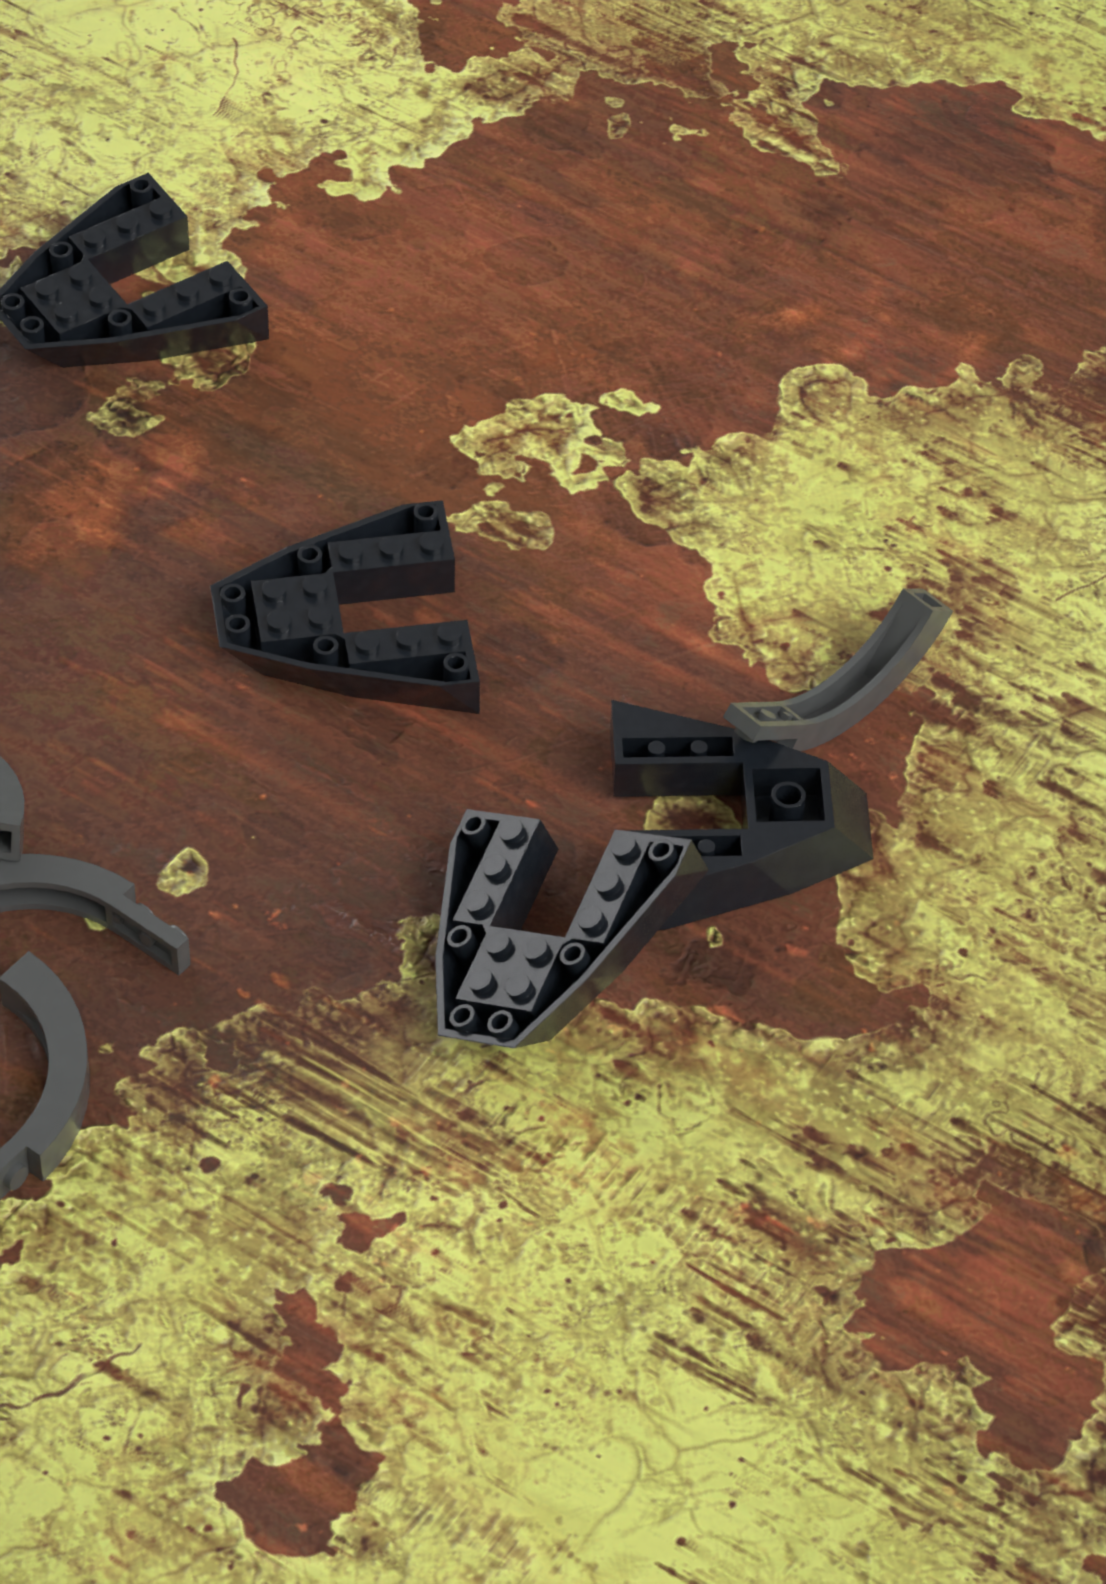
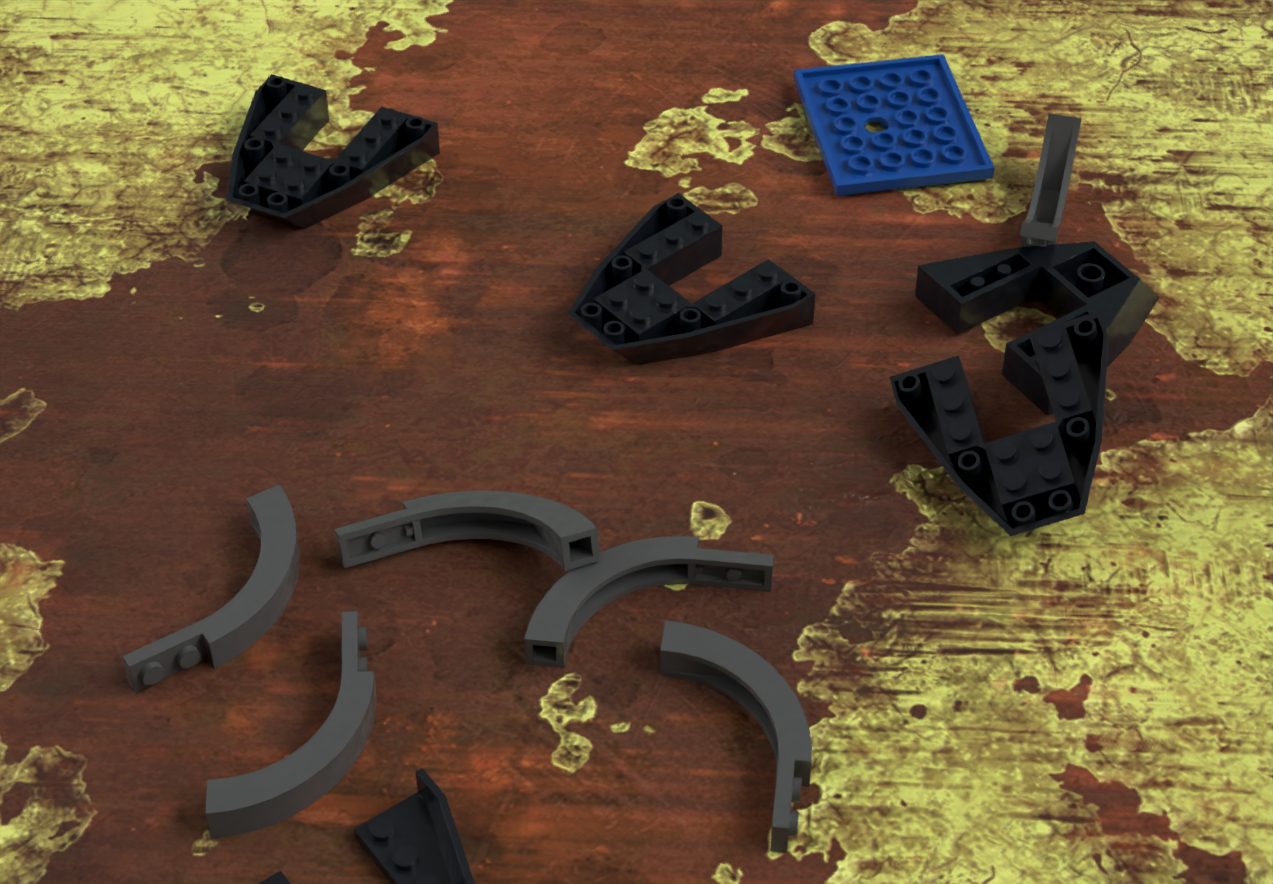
camera: 30 degrees left, 5 degrees down
(818, 511) = (919, 104): none -> blue plate

